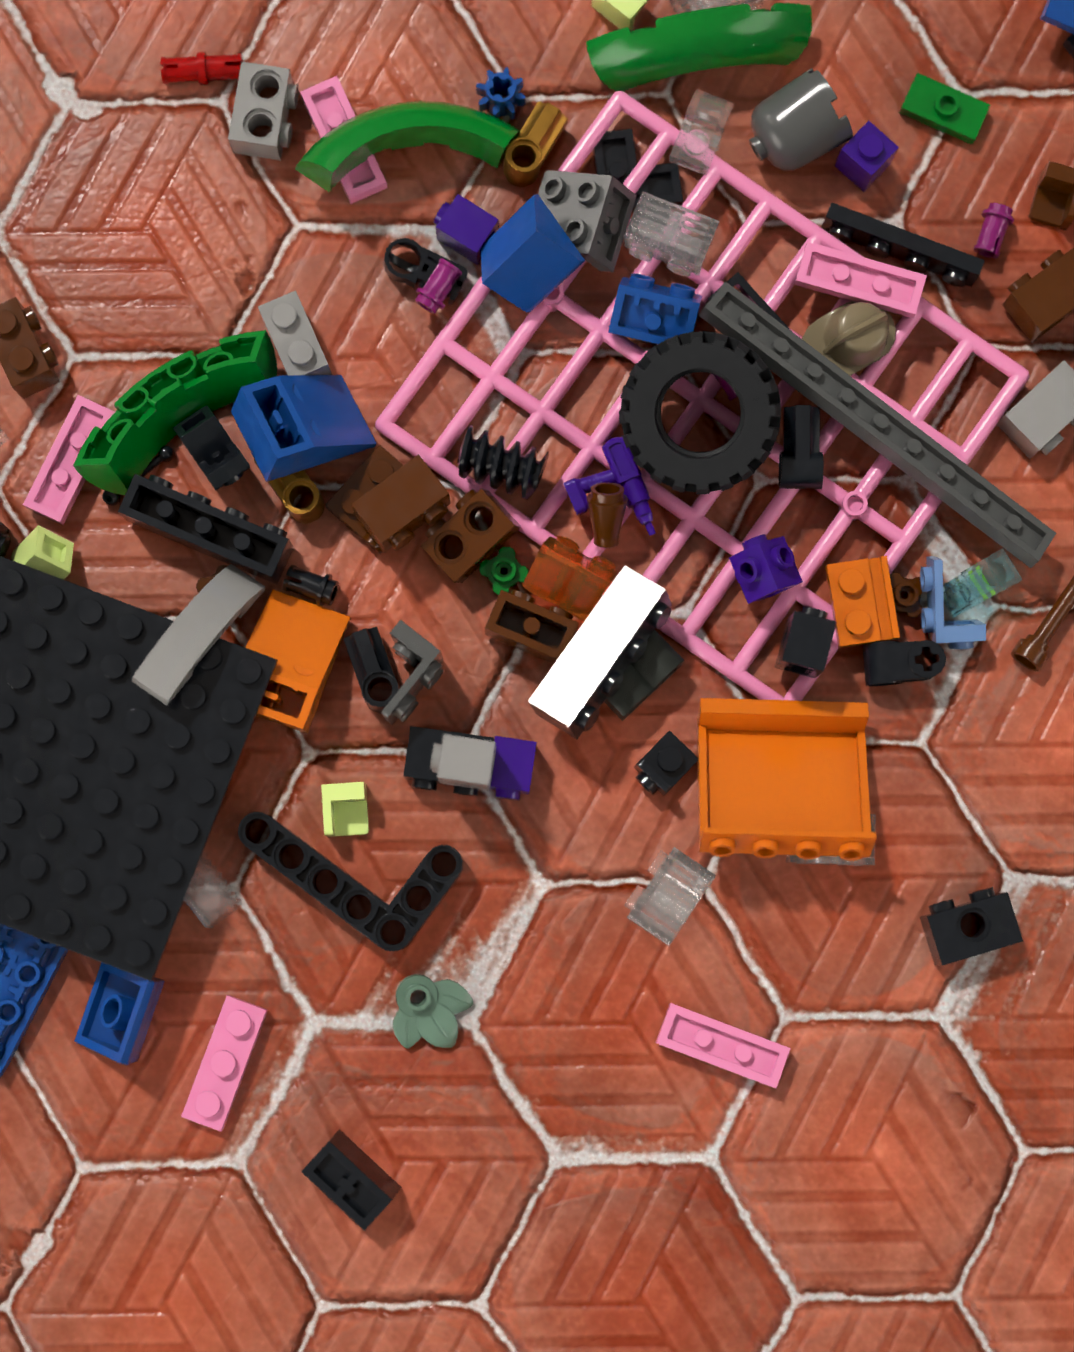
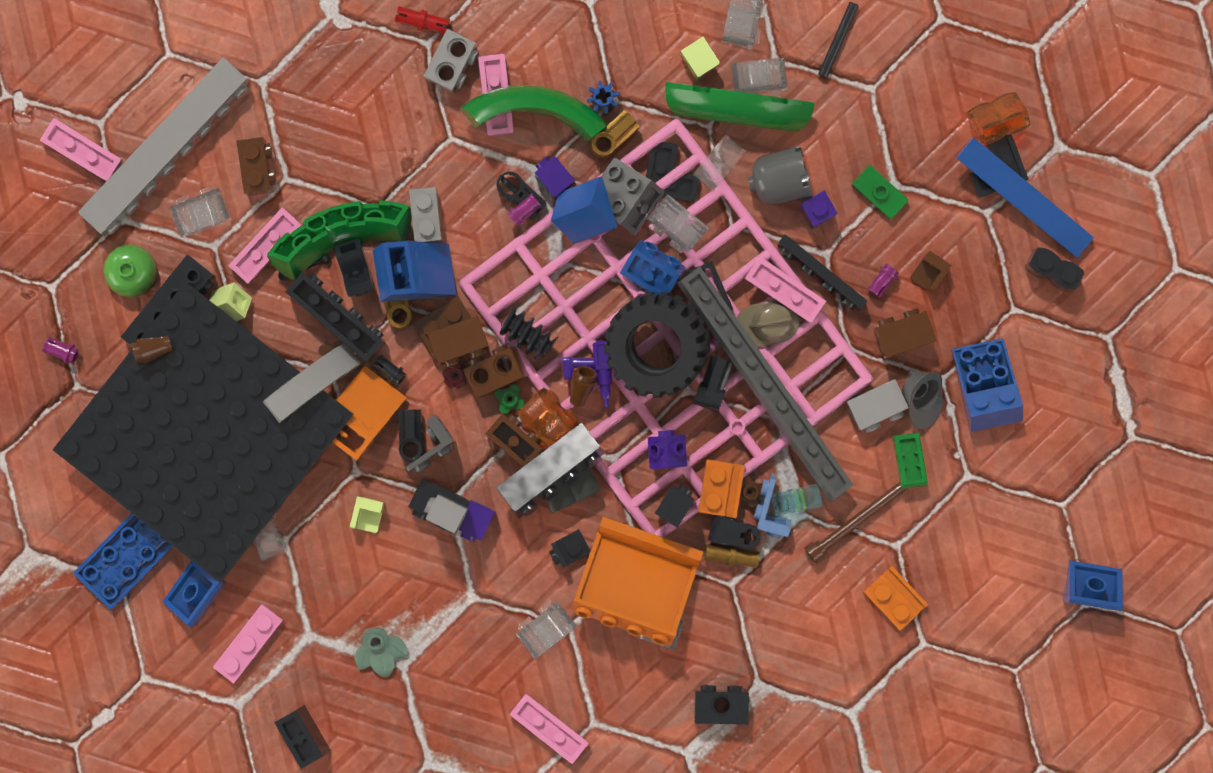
camera: 20 degrees right, 5 degrees up
(348, 887) = (355, 562): black beam -> none
(412, 573) = (453, 382): none -> dark red plate
(909, 698) = (731, 556): none -> pearl gold pin

